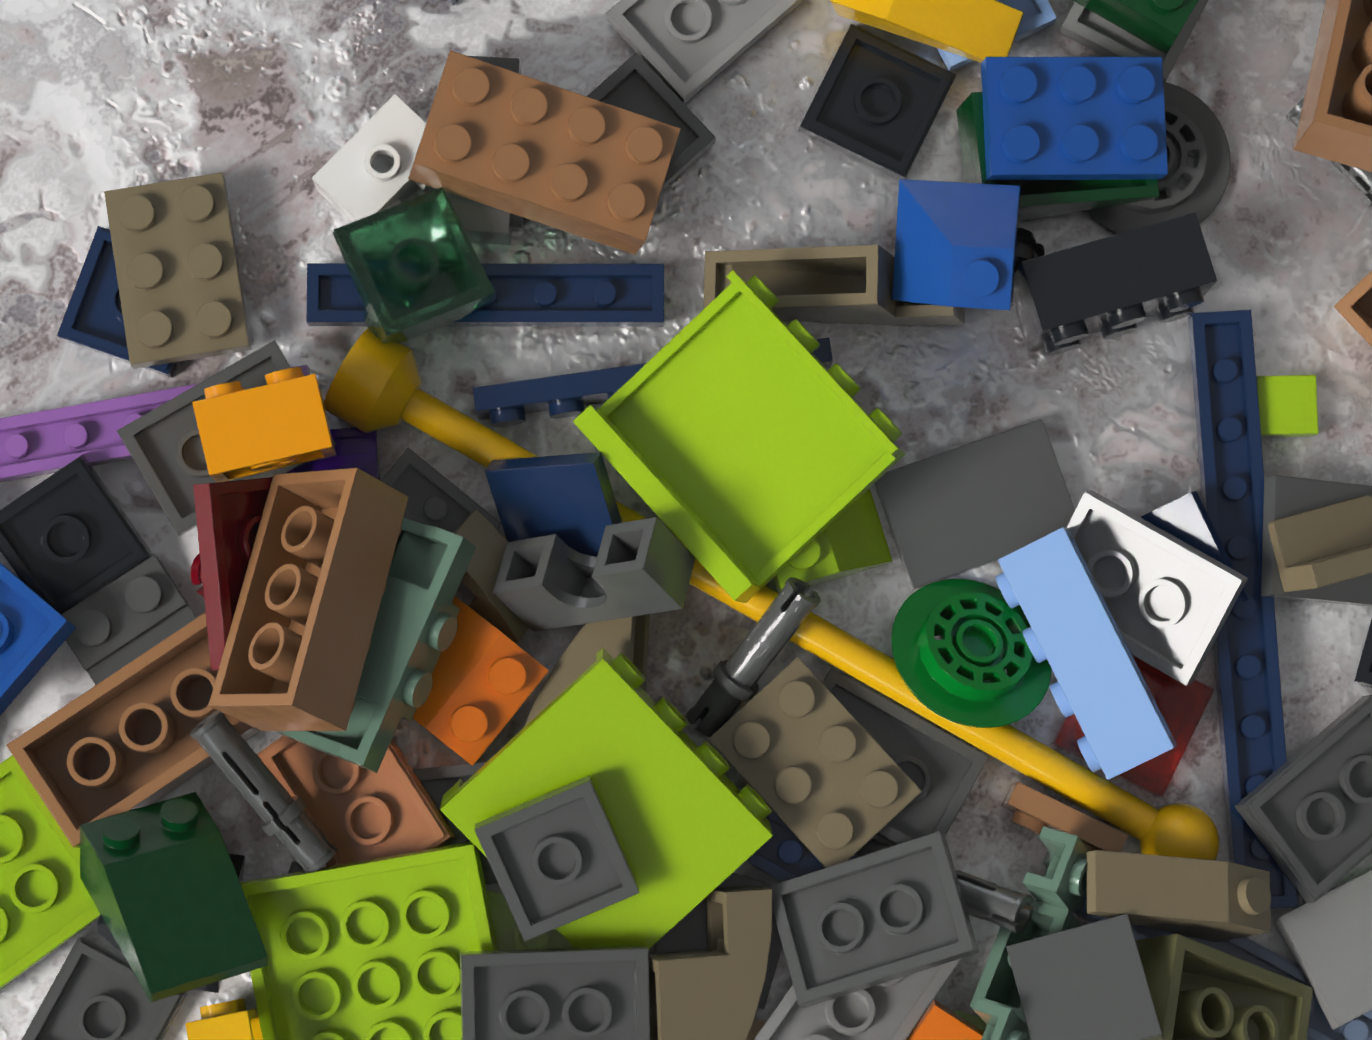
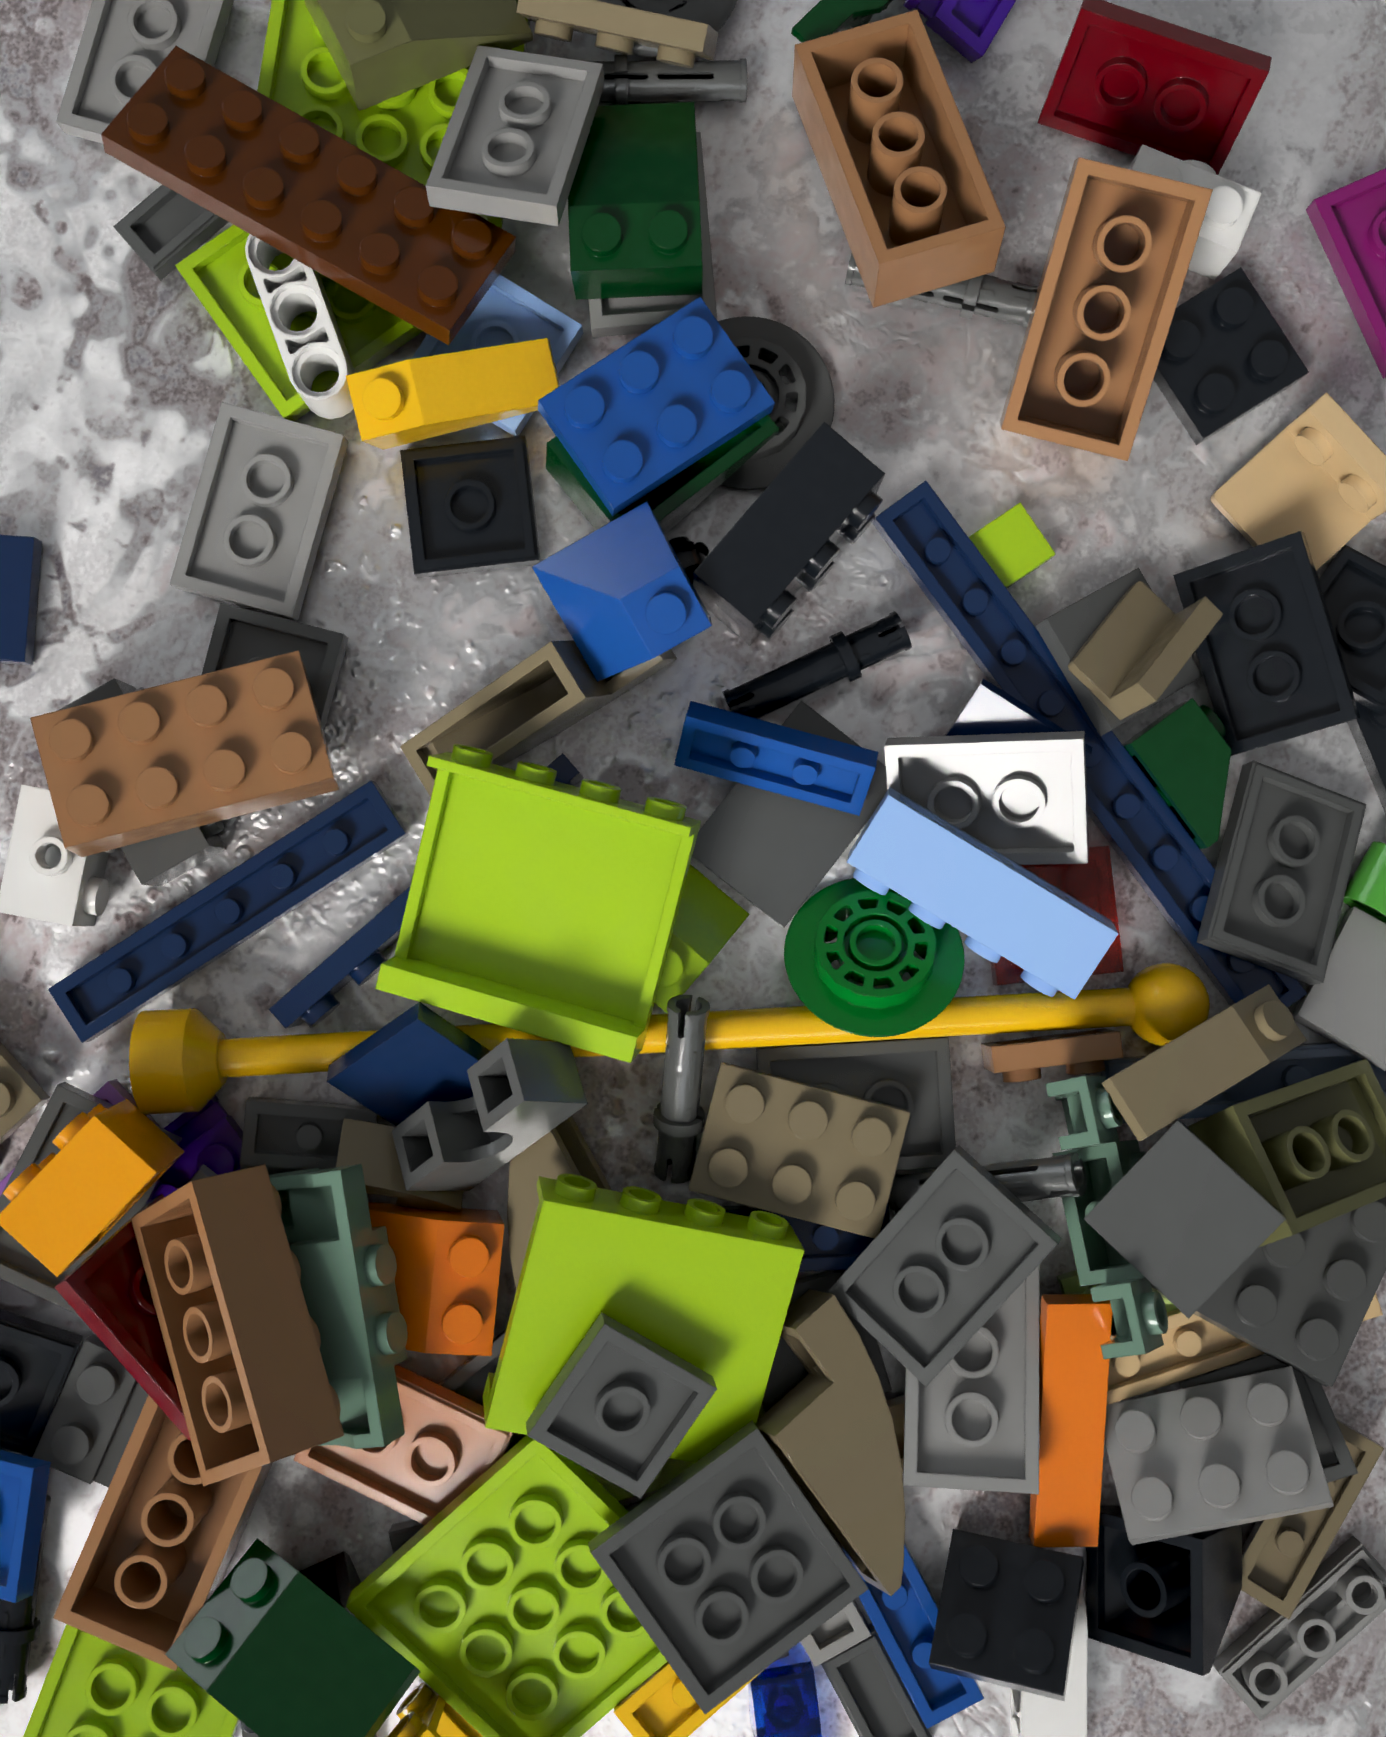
camera: 25 degrees left, 5 degrees up
(266, 795) = (333, 1512): dark grey pin -> none
(413, 267) = (137, 938): clear green slope -> none
(992, 448) = (775, 758): none -> blue plate
(1070, 403) = (820, 668): none -> black pin
(1315, 663) = (1187, 766): none -> dark green slope

